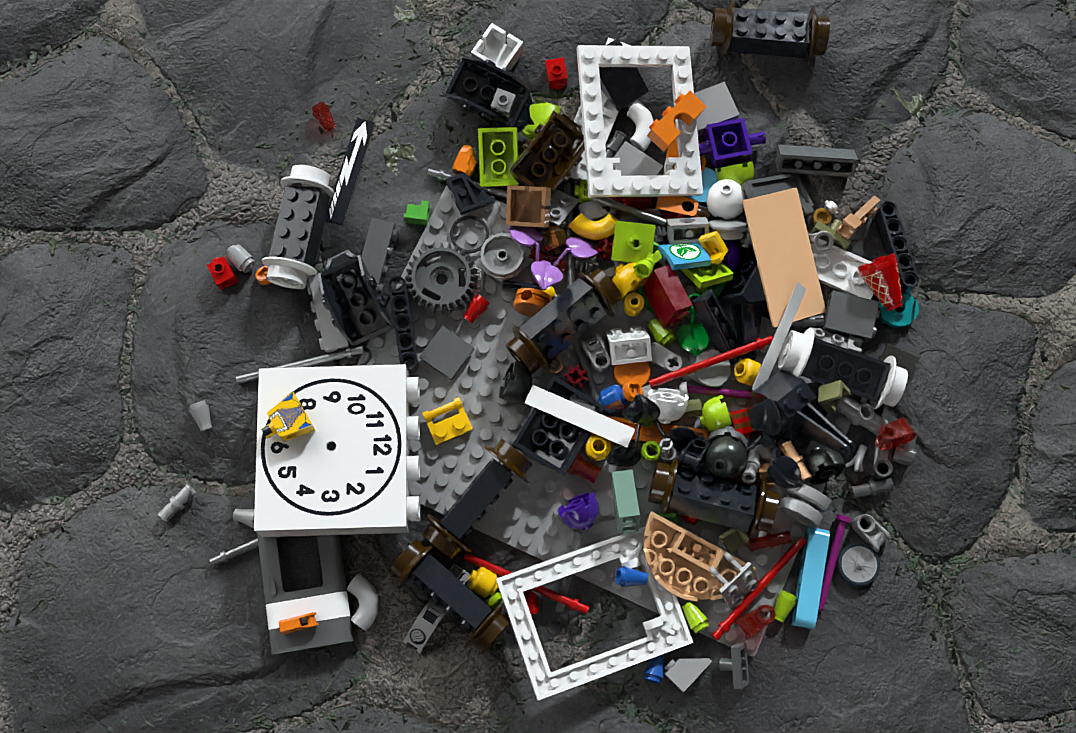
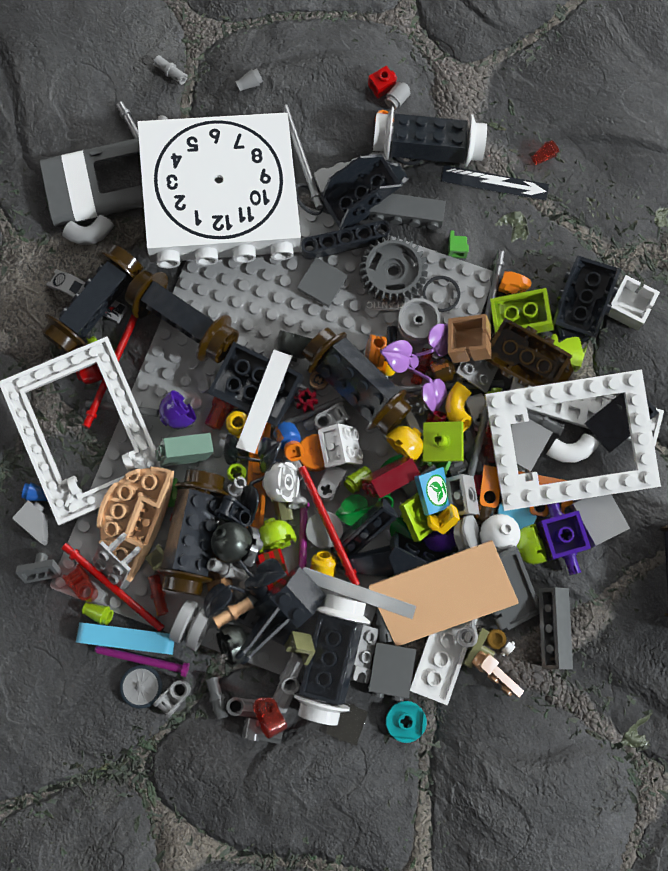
camera: 85 degrees right, 0 degrees up
(288, 420) = (239, 138): torso -> none
(295, 623) = (64, 174): orange bar -> none
(450, 427) = (252, 293): yellow plate -> none
(467, 194) = (480, 287): black wing -> none
(476, 308) = (367, 304): red cone -> none
(483, 582) = (111, 330): yellow head -> none
(503, 103) = (575, 309): light grey brick -> none
(556, 73) = (618, 362): red brick -> none
(630, 577) = (113, 459): blue cone -> none
(633, 310) = (379, 454): yellow brick -> none
(645, 267) = (415, 451): lime piece -> none
(687, 108) = (589, 483): orange arch -> none
(695, 618) = (81, 526): lime cone -> none
(858, 459) = (244, 683): light grey bar -> none
(883, 280) = (430, 701): red cone -> none
(898, 239) = (479, 716): black beam -> none

